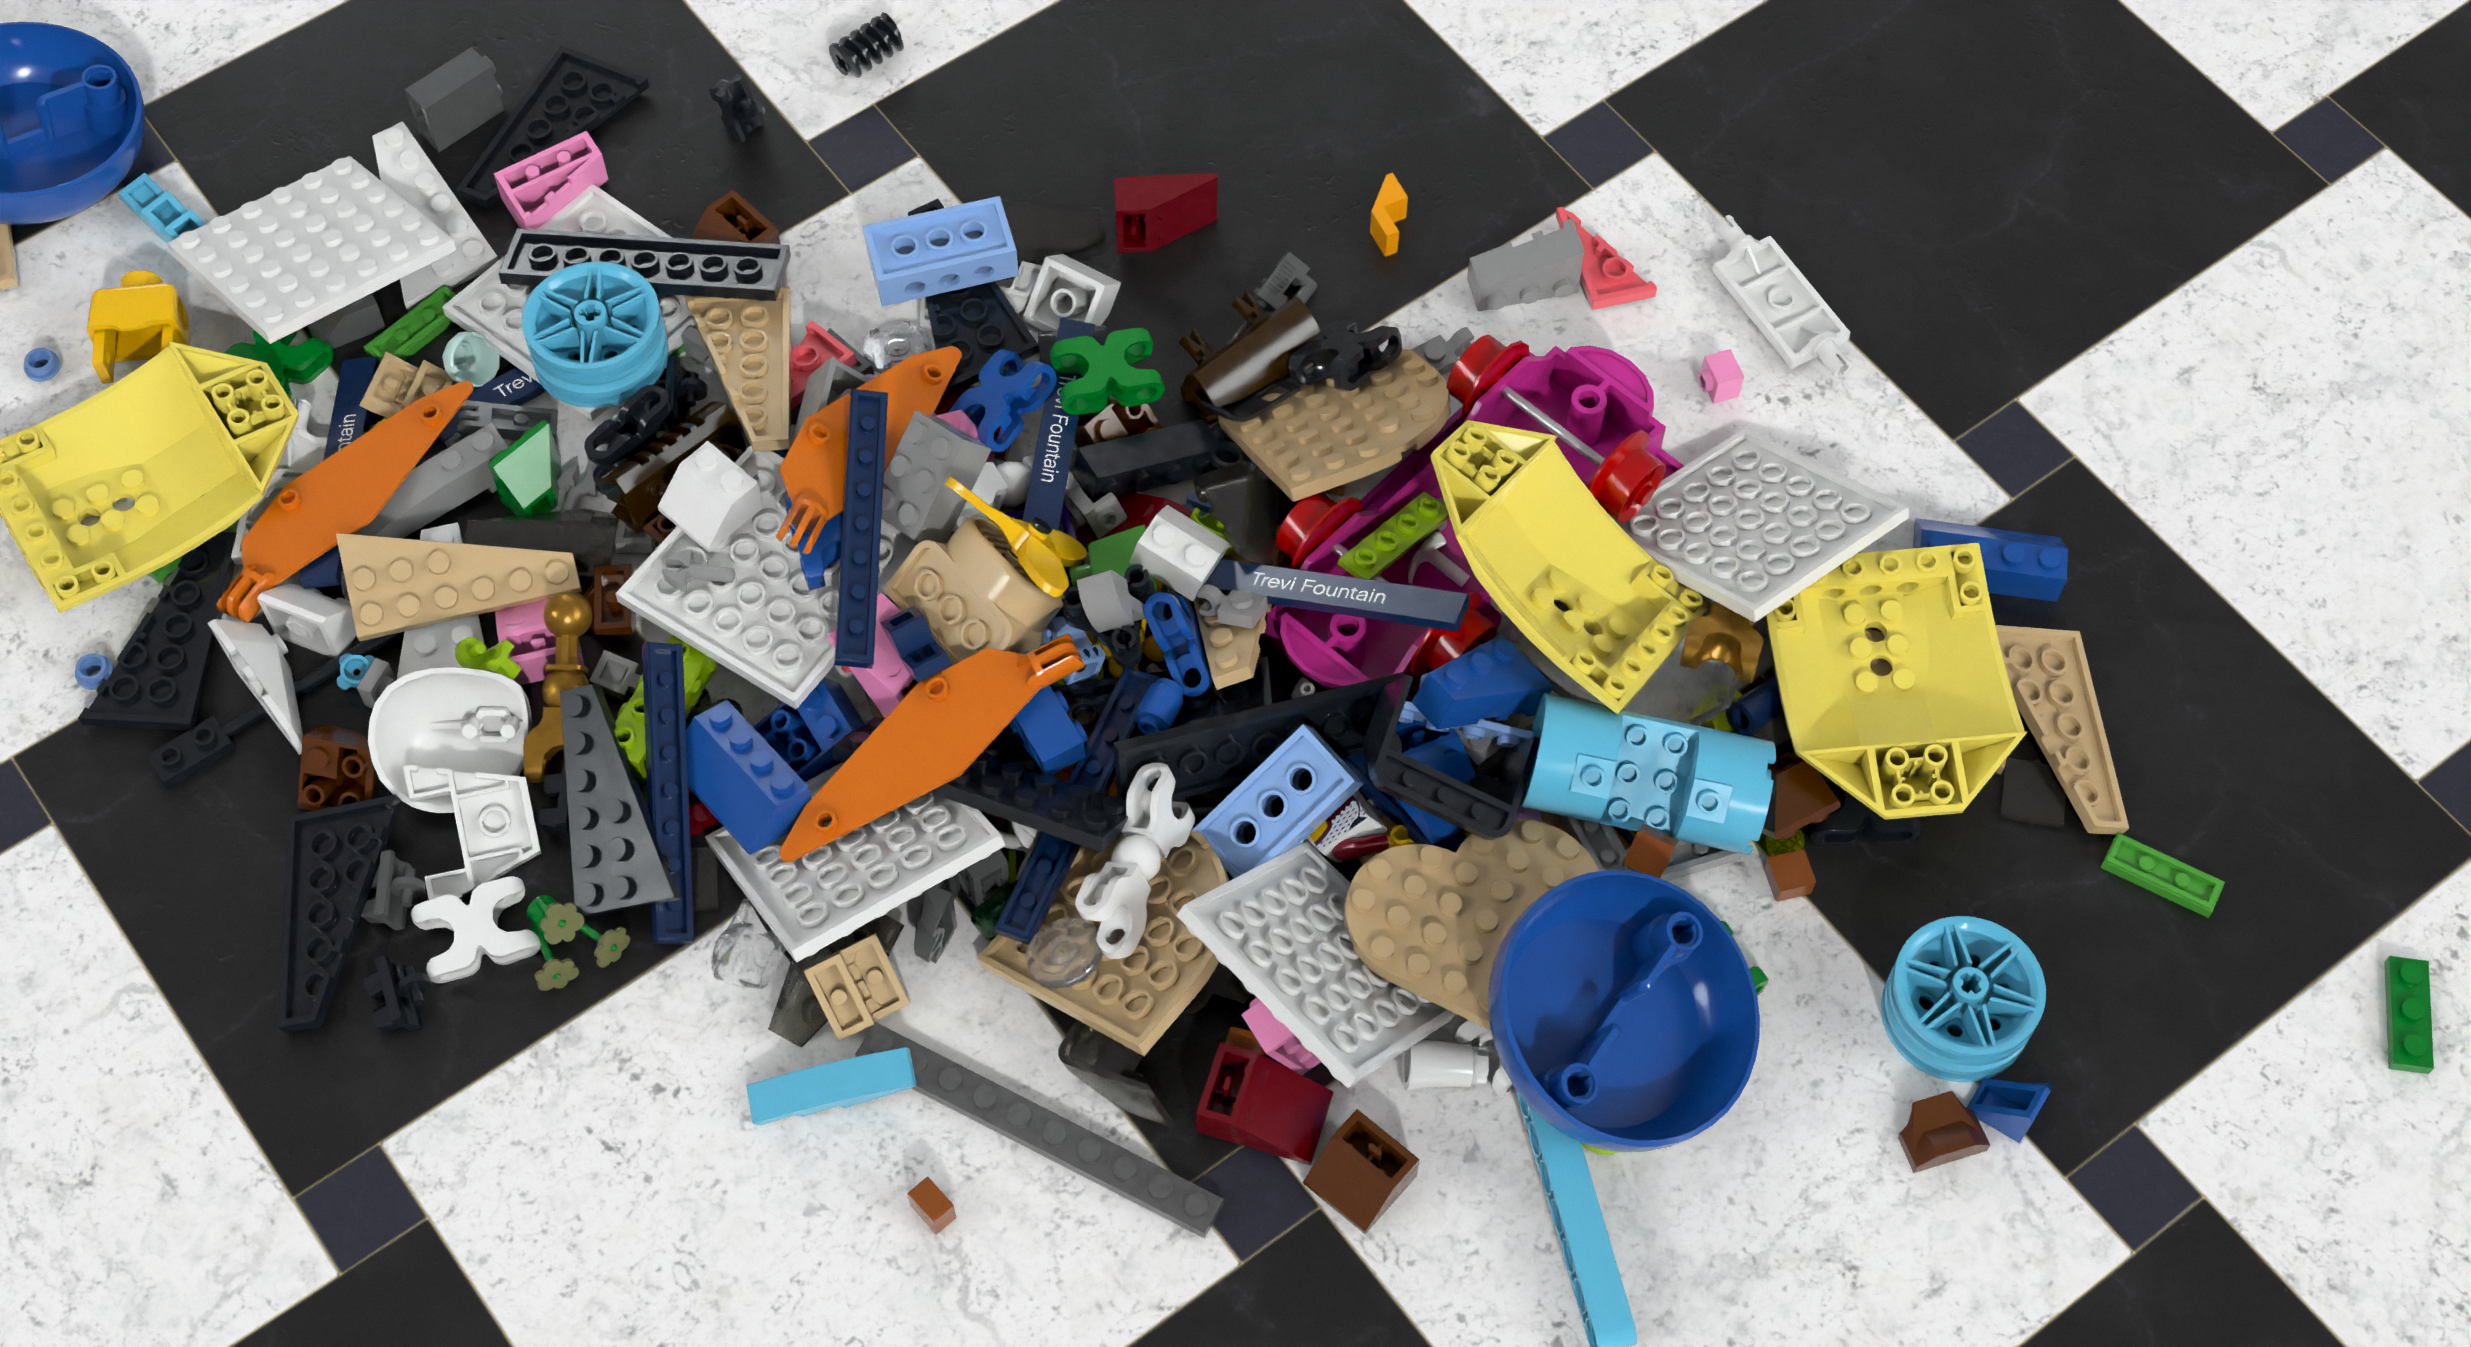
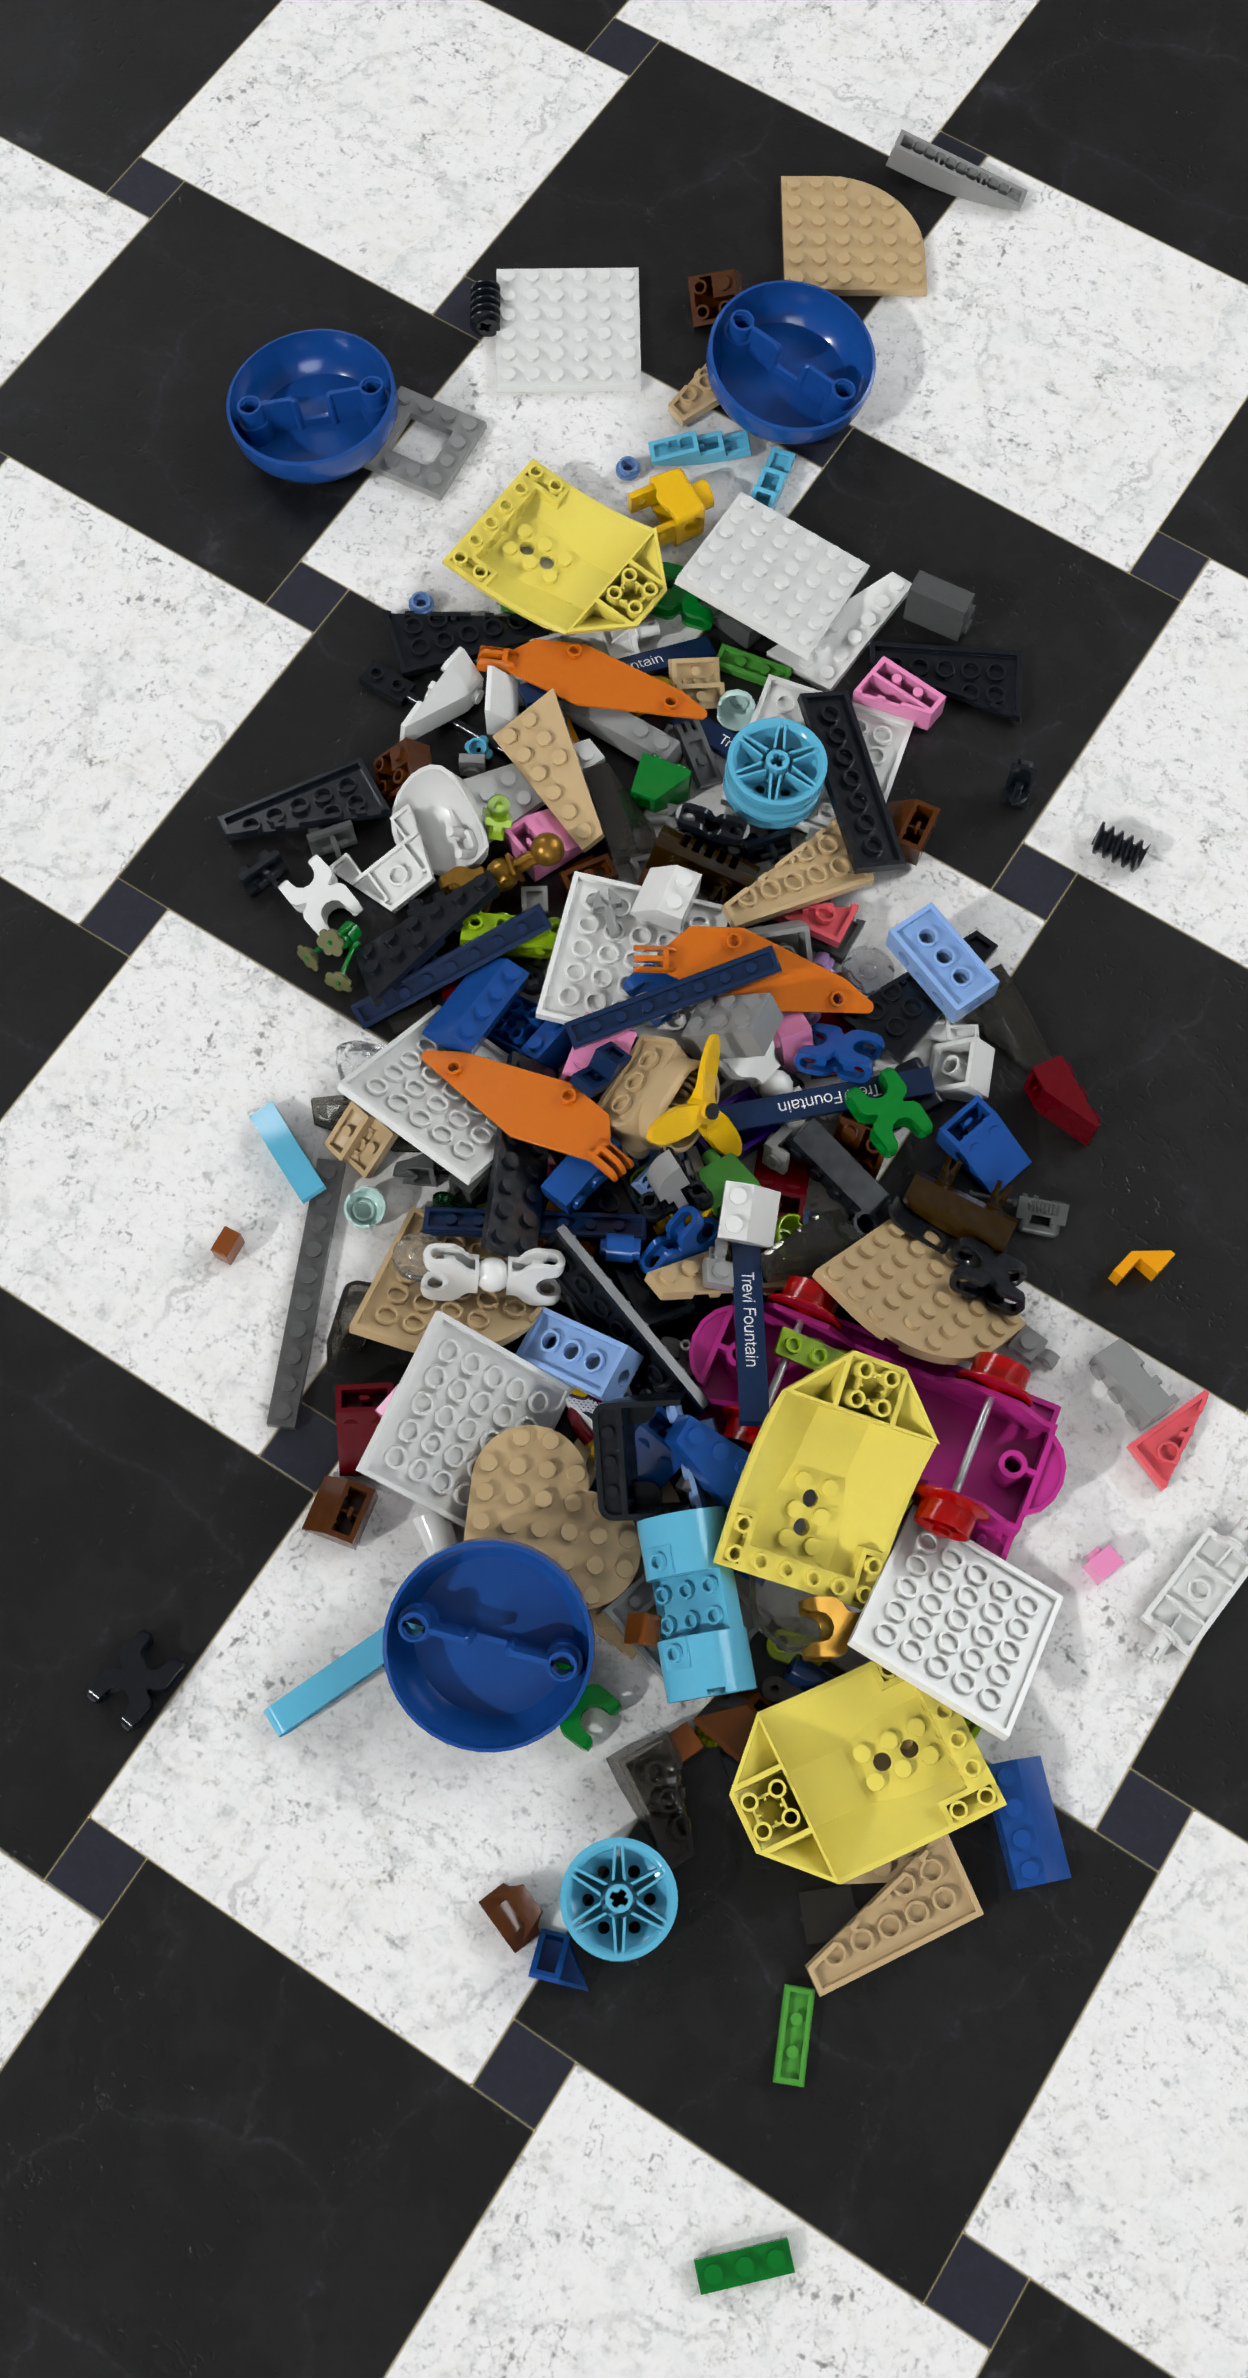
camera: 70 degrees right, 10 degrees up
(65, 276) = (699, 450): none -> medium azure slope
(955, 1011) = (365, 1207): none -> light aqua hair
(1175, 305) = (983, 1145): none -> blue slope
(1833, 924) = (653, 1786): none -> clear smoke wedge

